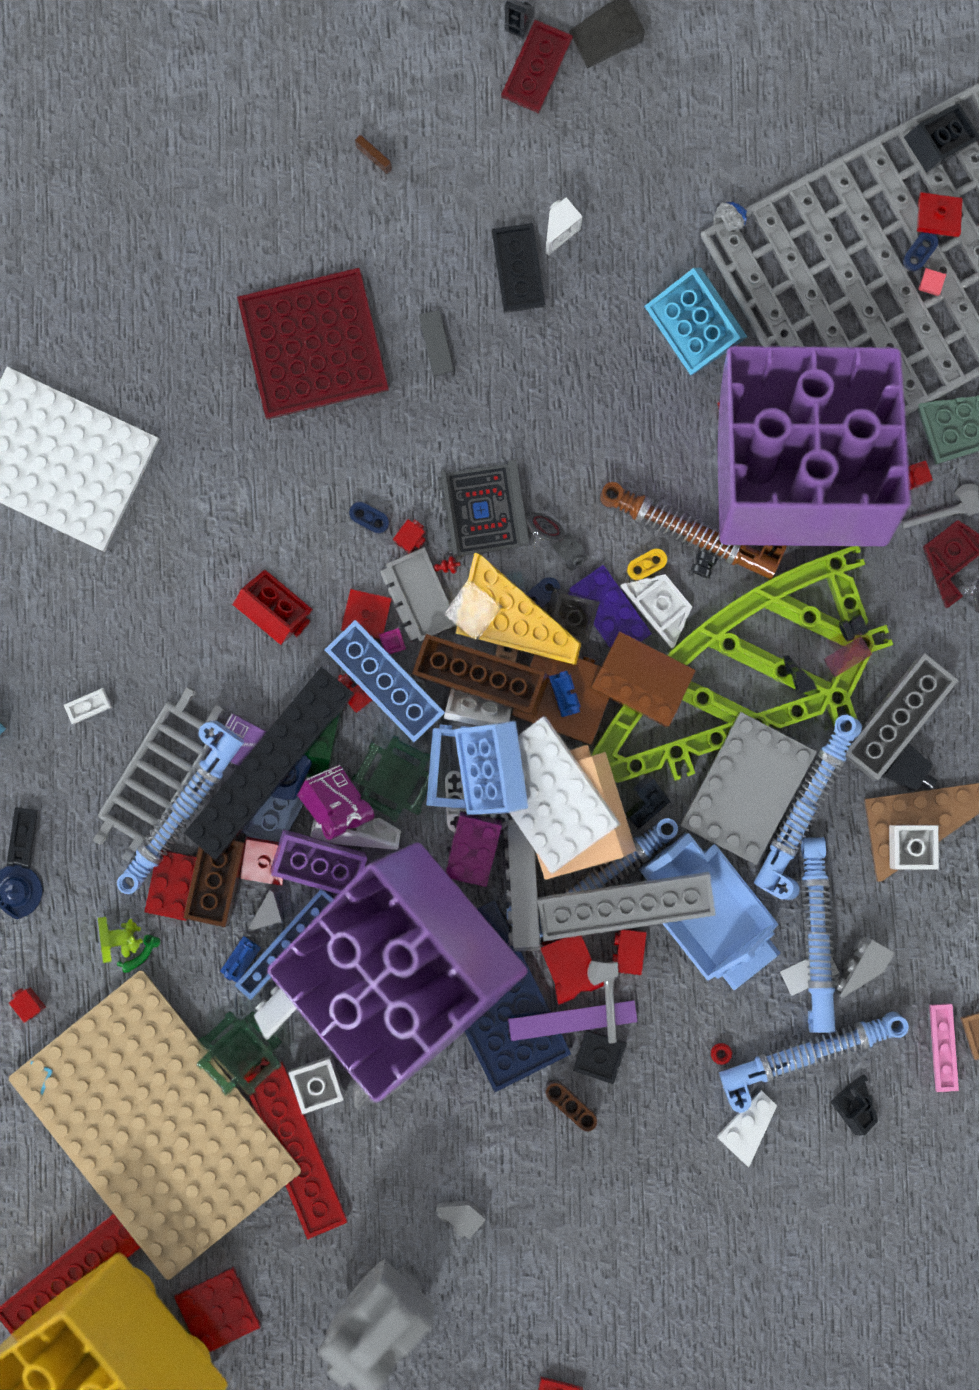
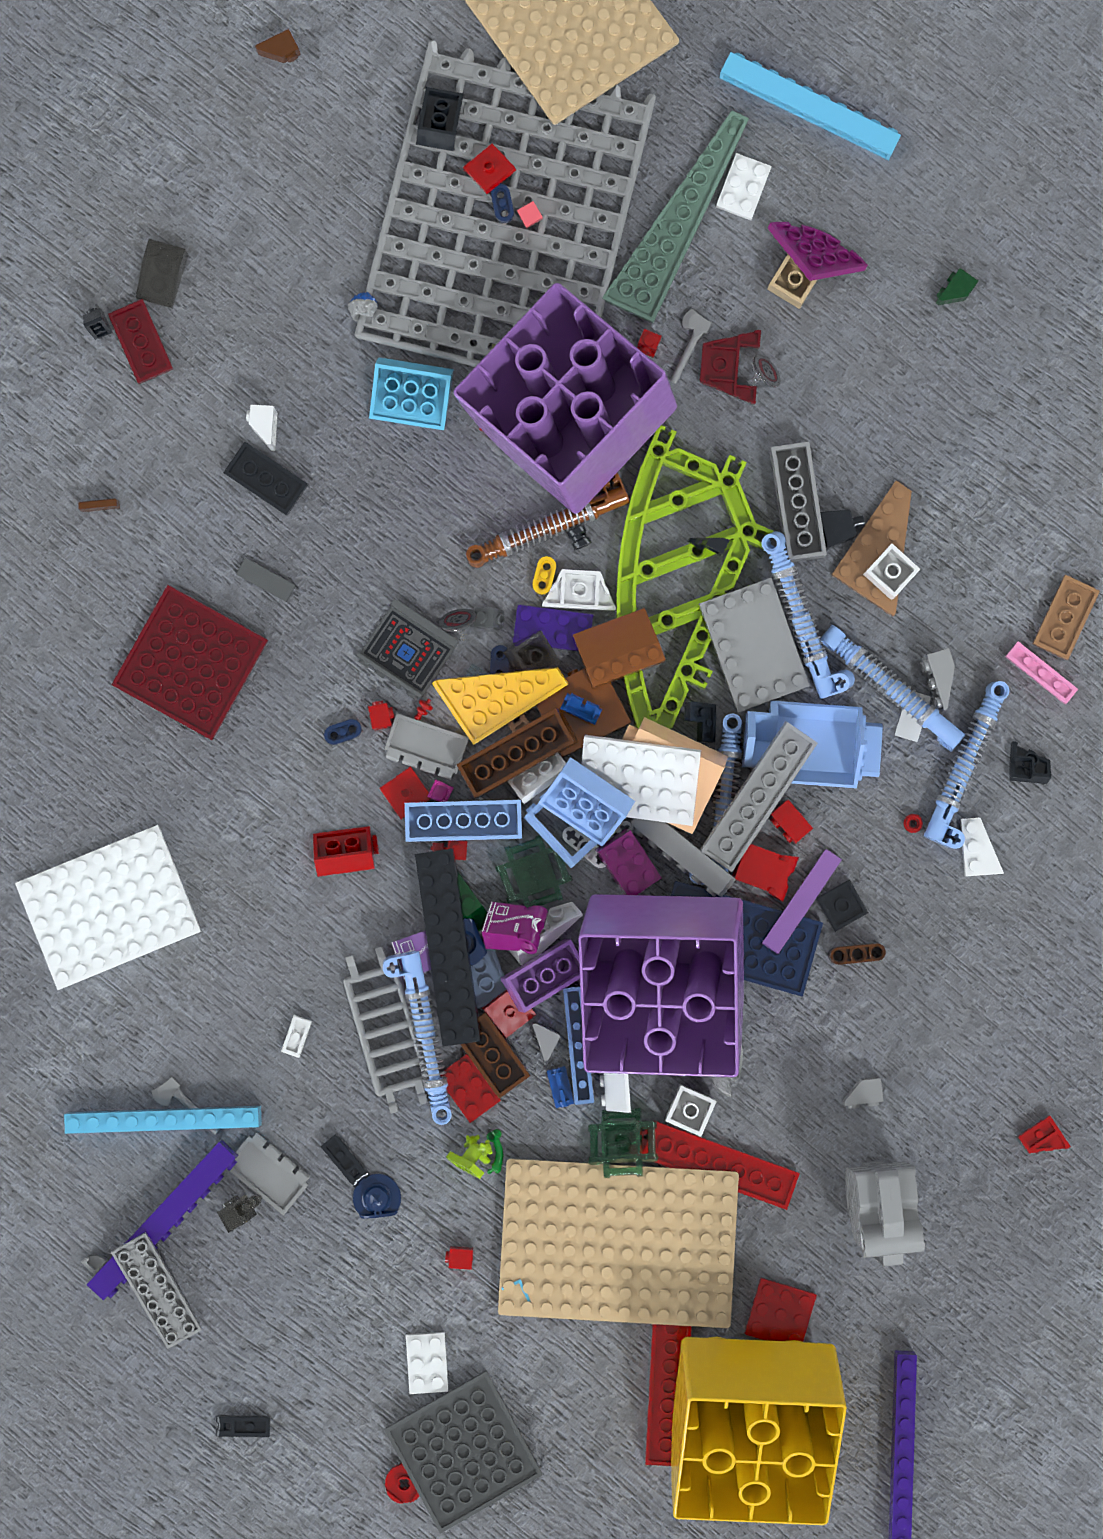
camera: 55 degrees left, 0 degrees up
(472, 610) = (469, 719): clear plate -> none
(606, 973) = (791, 850): light grey piece -> none
(847, 656) = (727, 499): clear pink plate -> none
(855, 626) = (711, 478): black wheel -> none

